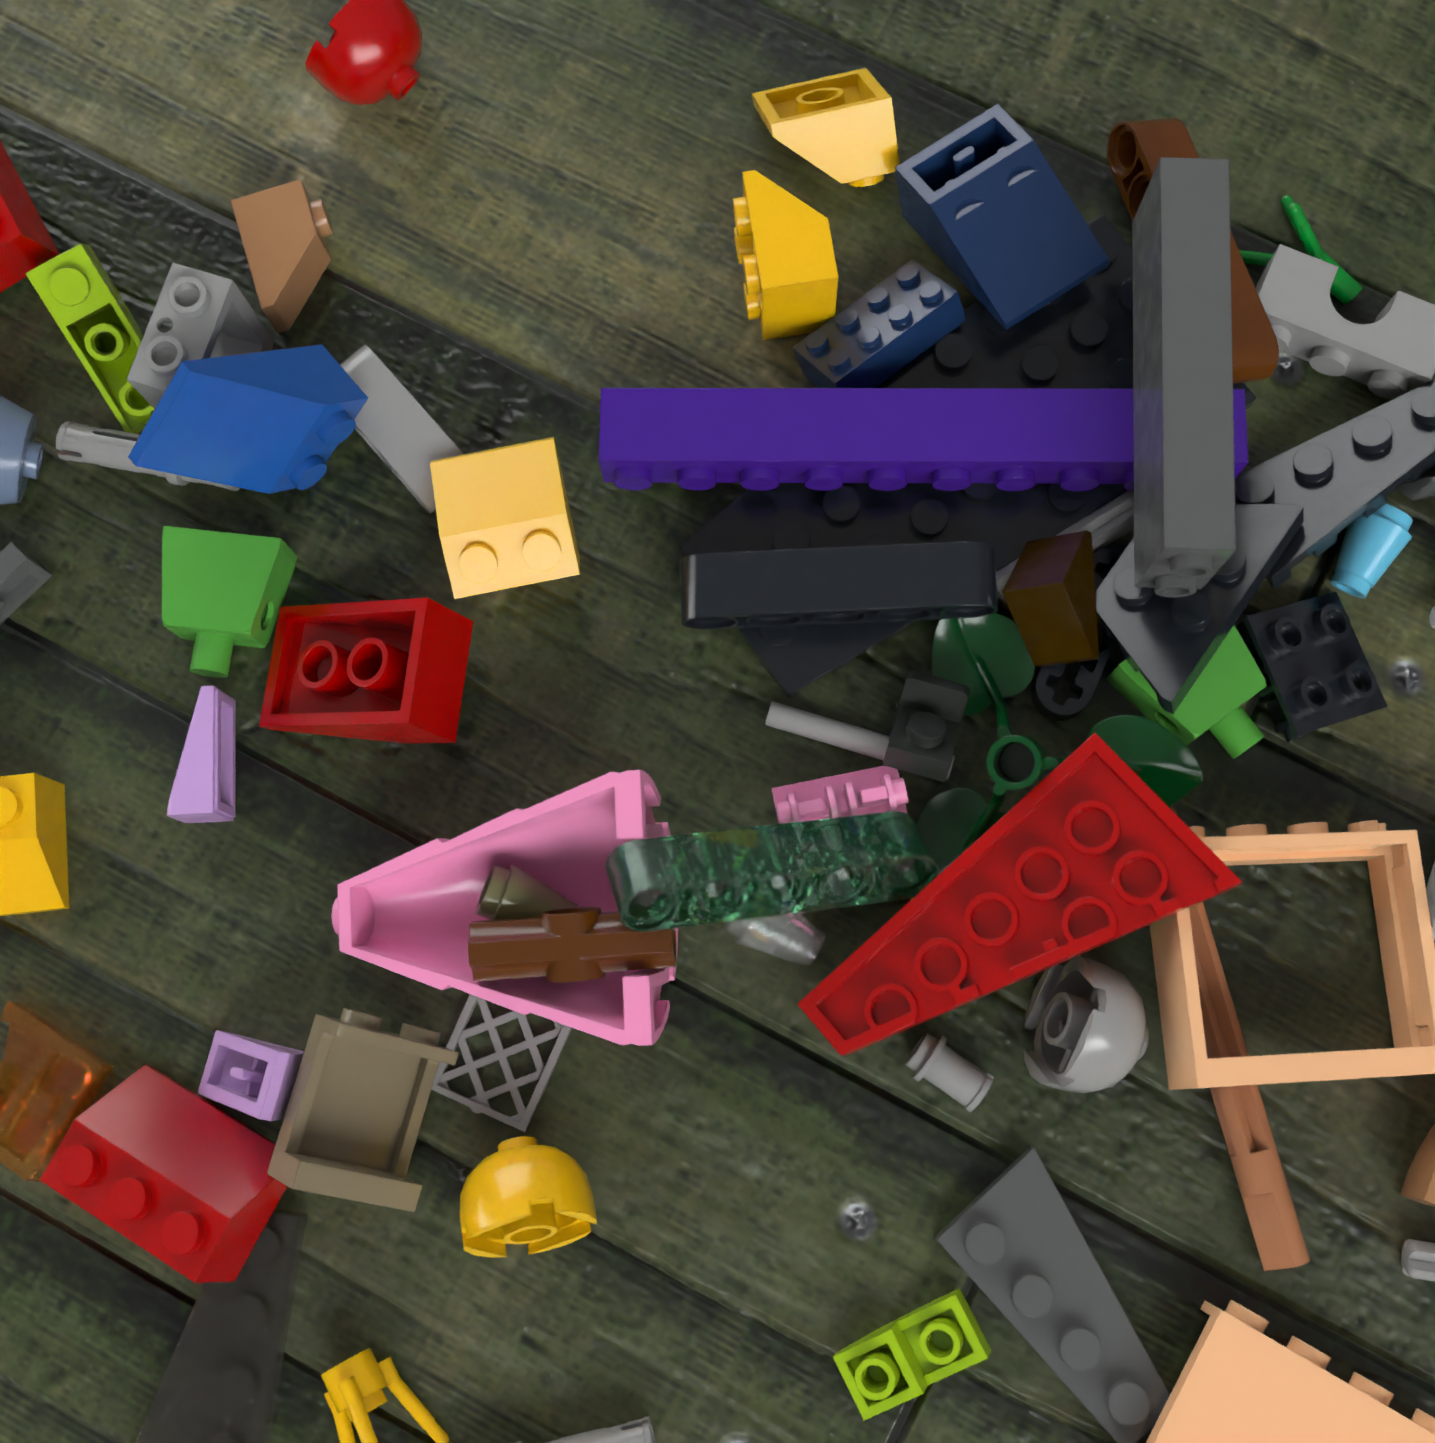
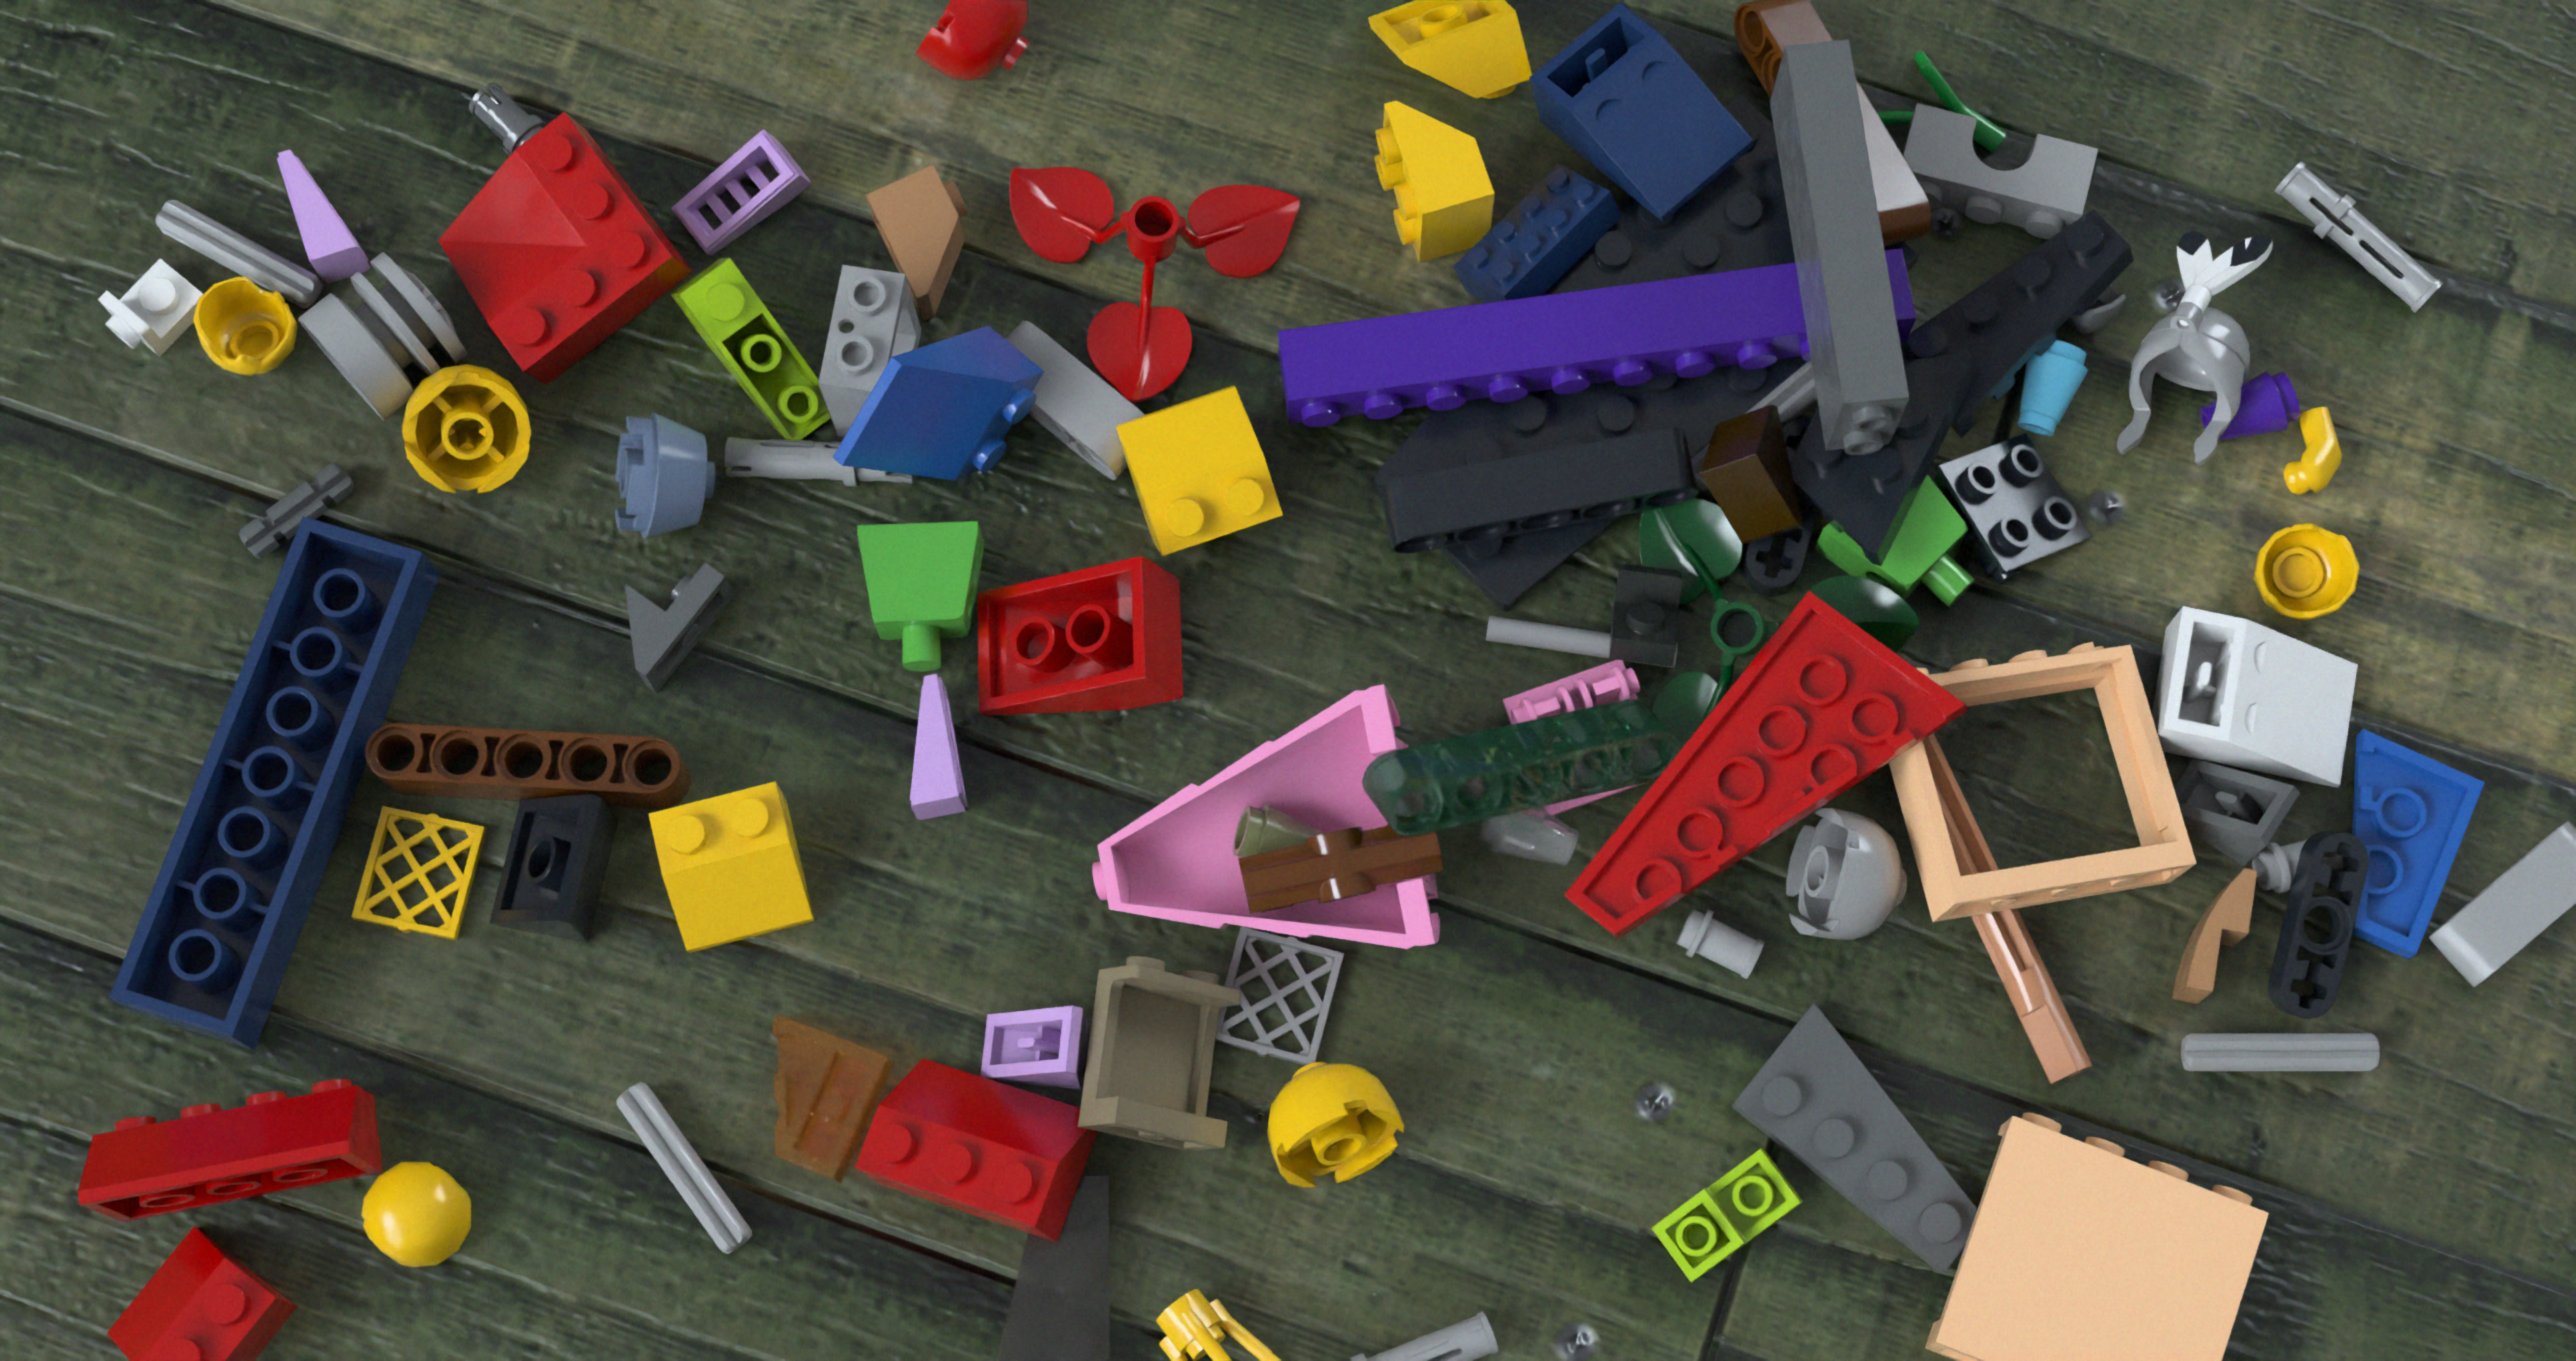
camera: 15 degrees left, 5 degrees down
(153, 192) = (727, 177): none -> lavender slope
(481, 387) = (1144, 346): none -> red plant

